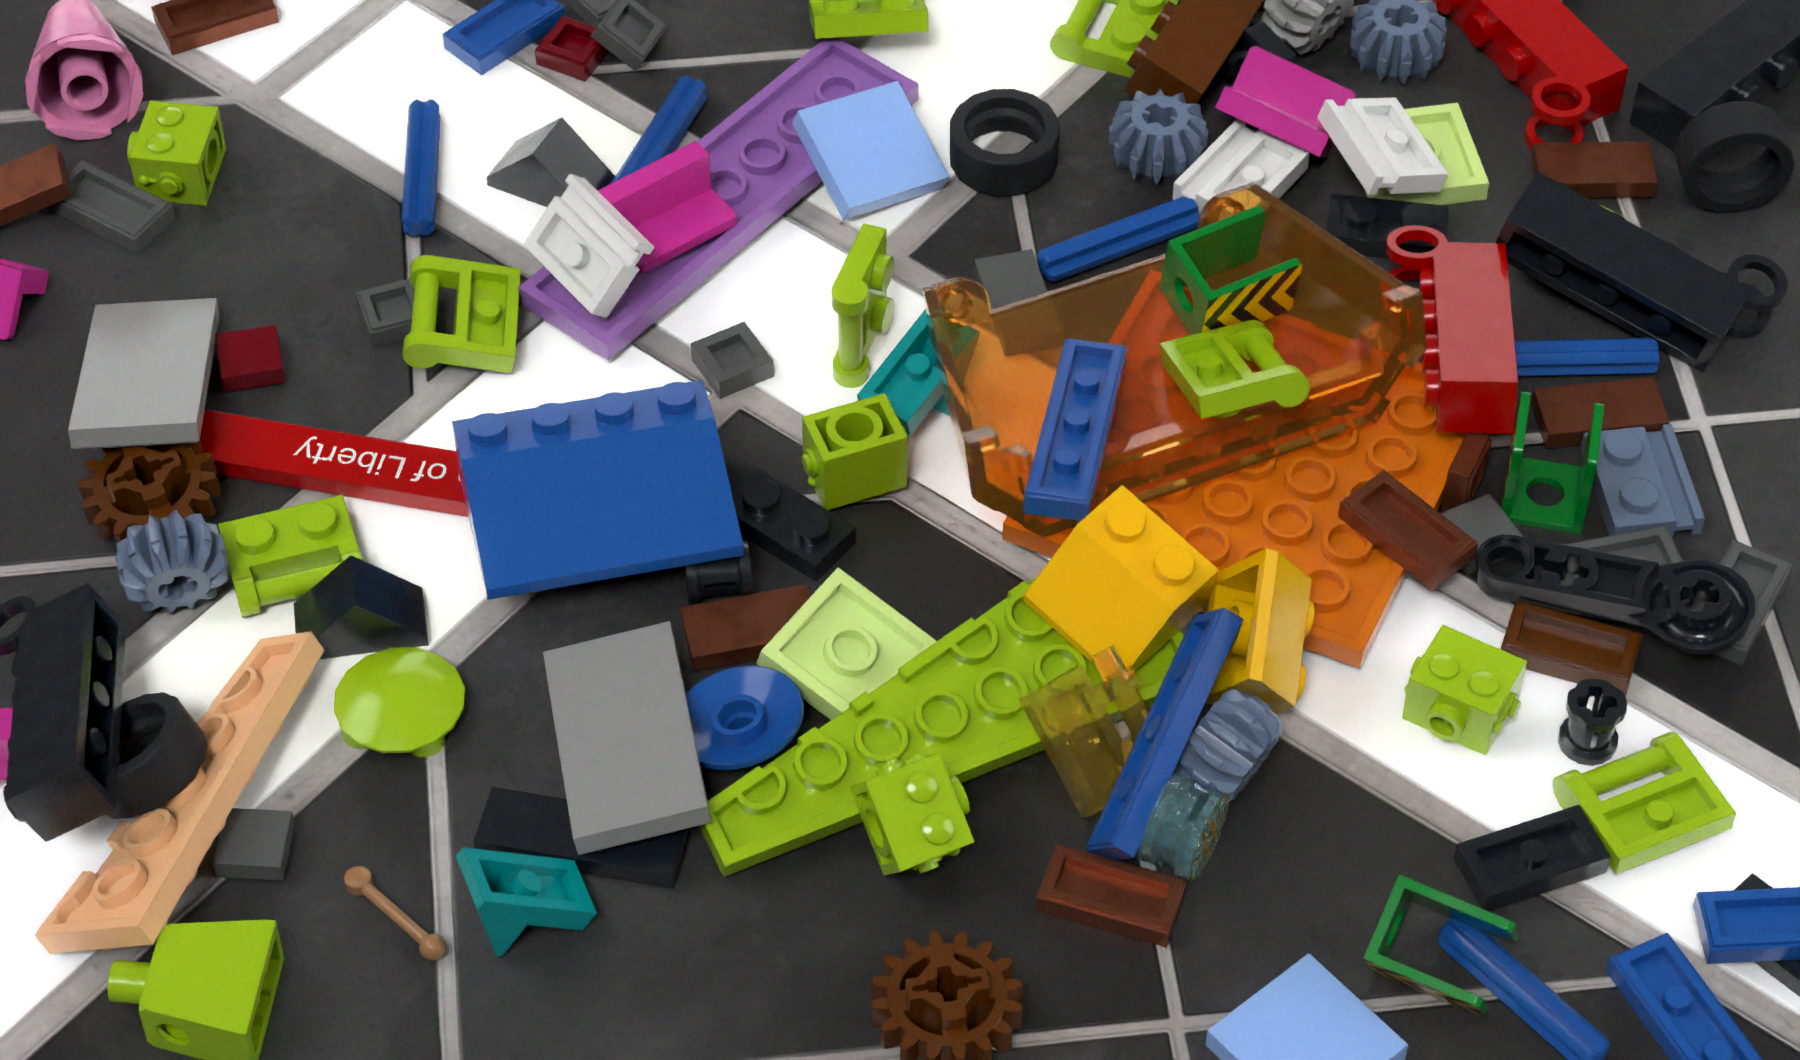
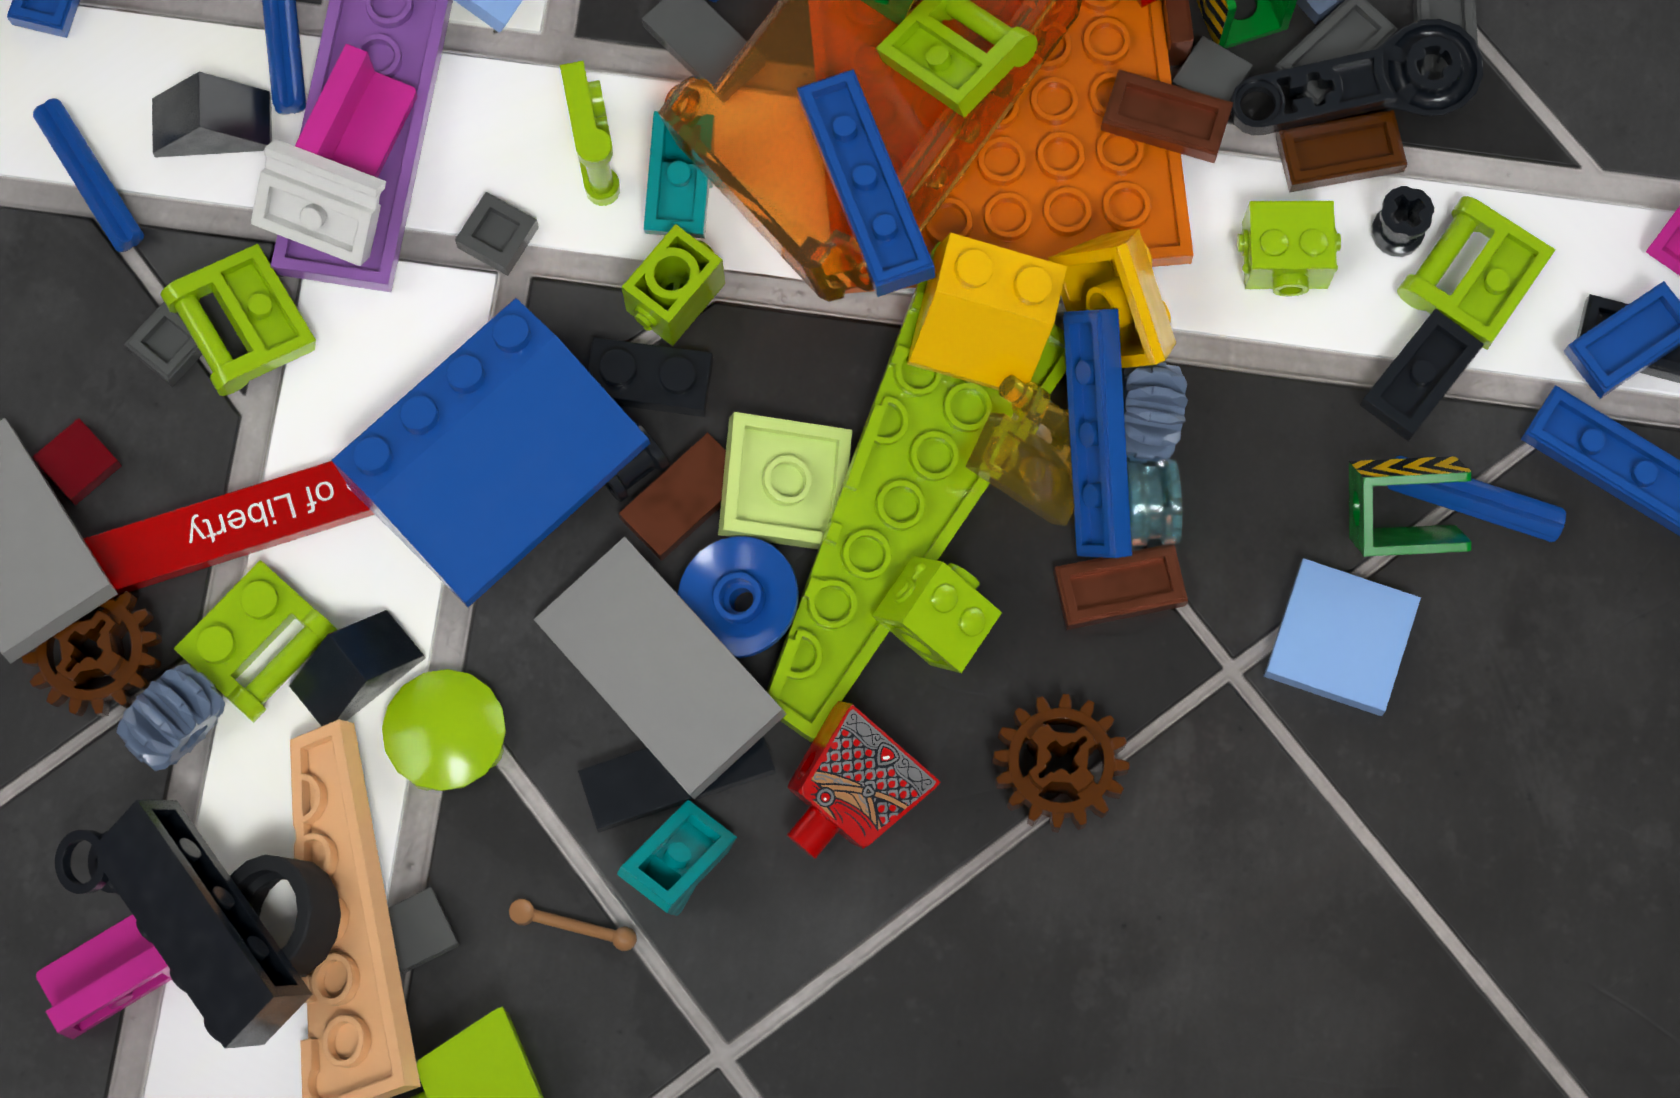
camera: 30 degrees left, 25 degrees up
(735, 913) = (854, 782): none -> torso

